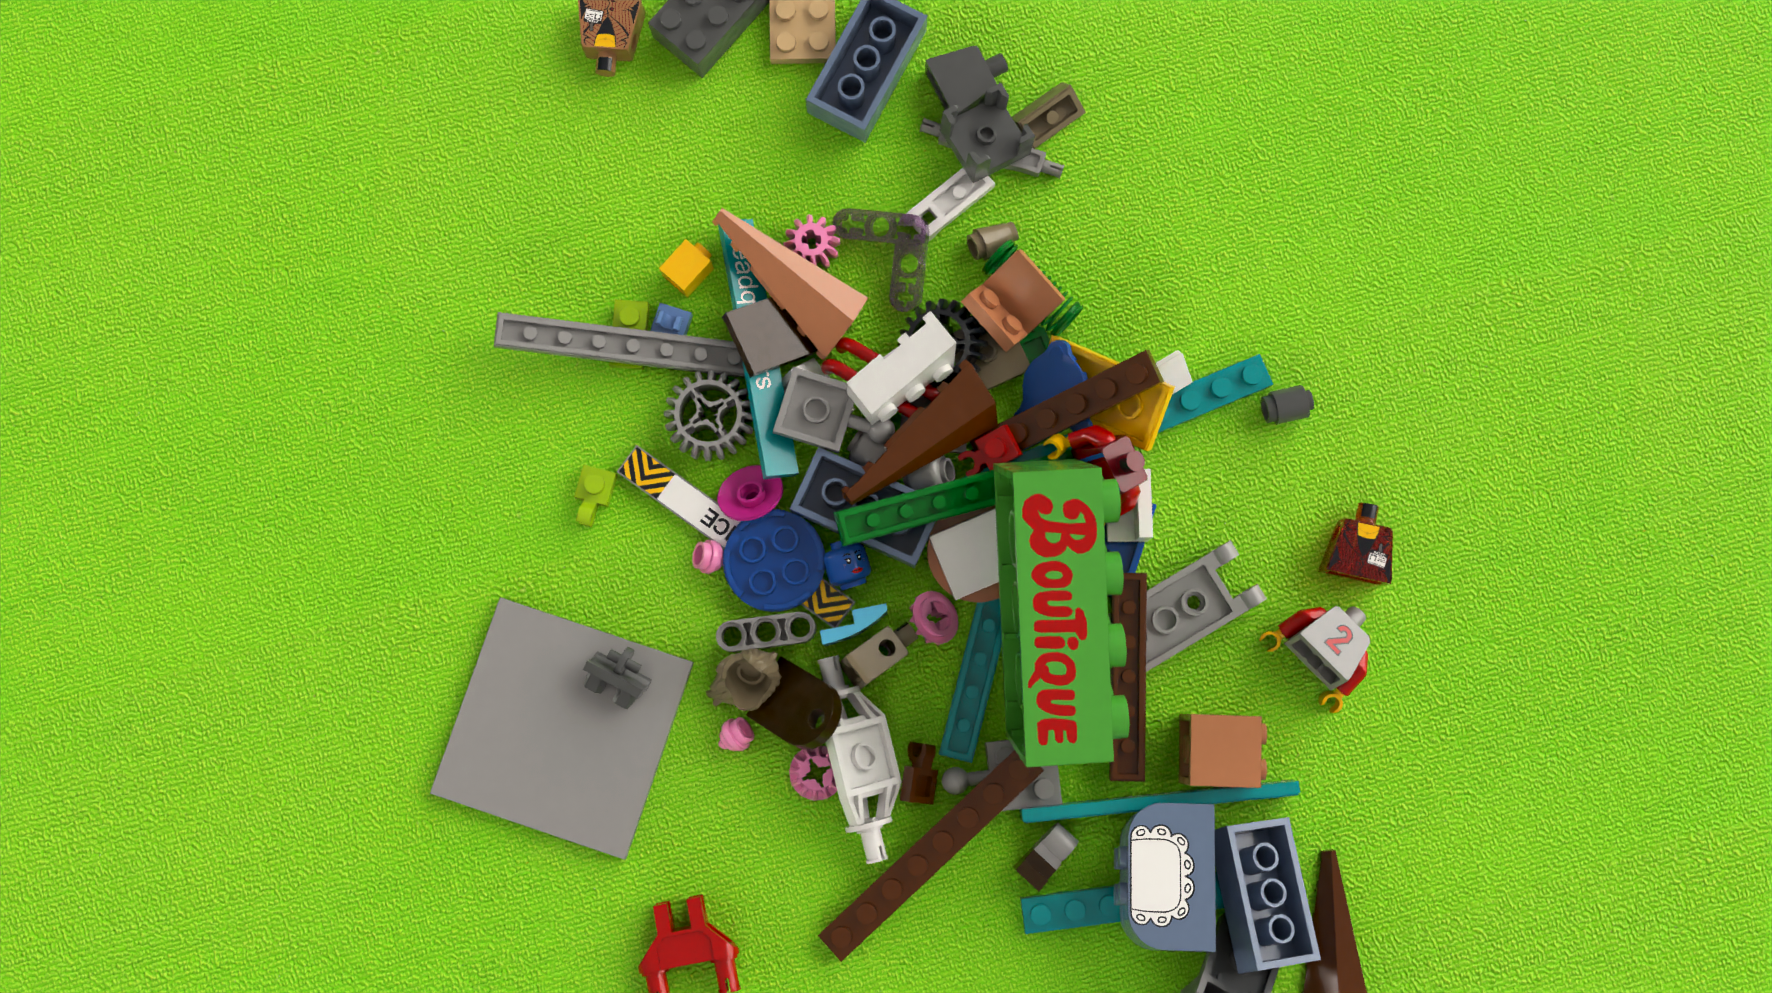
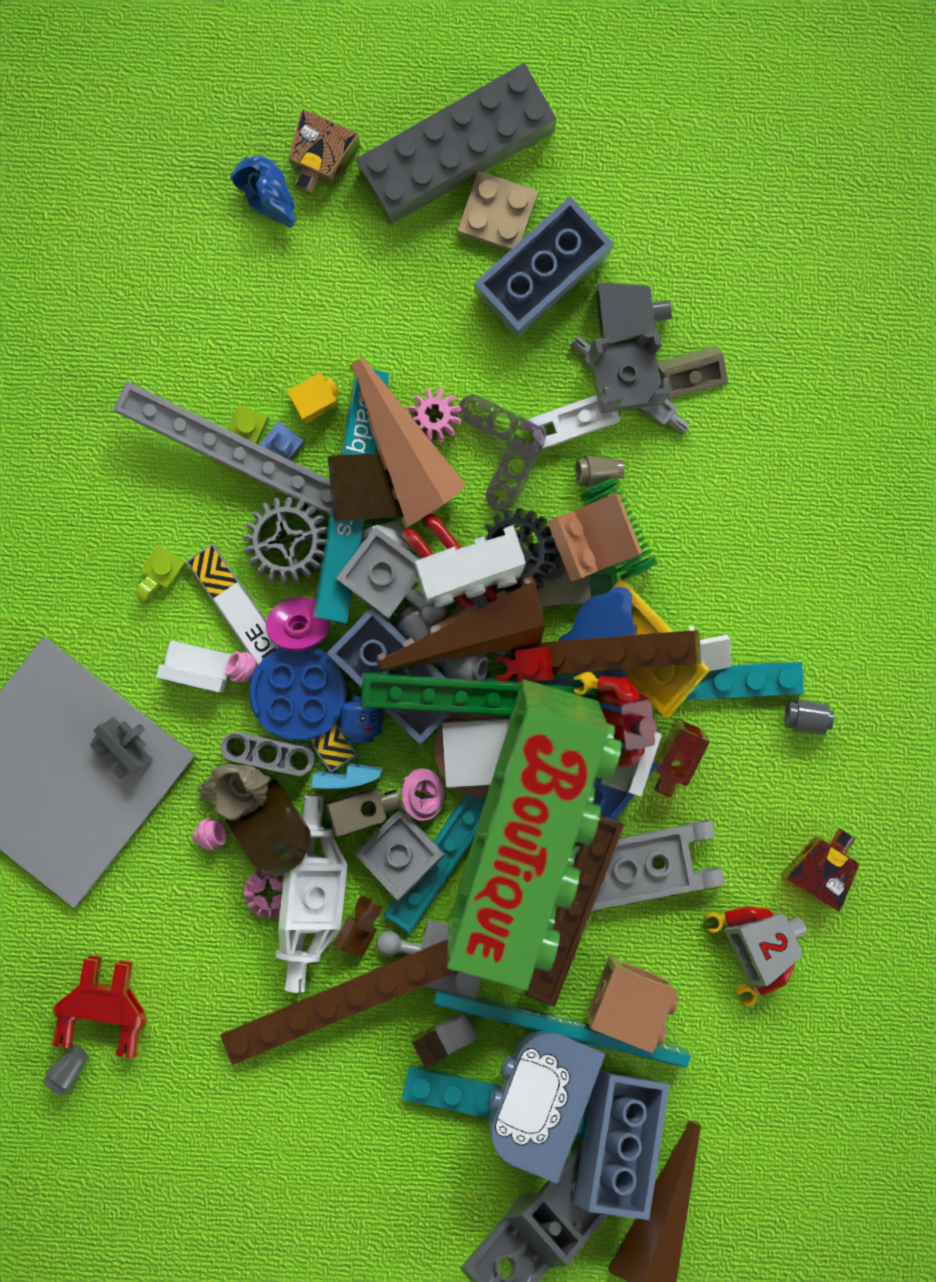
camera: 15 degrees right, 5 degrees up
(568, 84) = (265, 189): none -> blue hair
(662, 573) = (195, 666): none -> white panel
(934, 685) = (400, 854): none -> light grey plate
(1174, 473) = (685, 744): none -> clear red torso

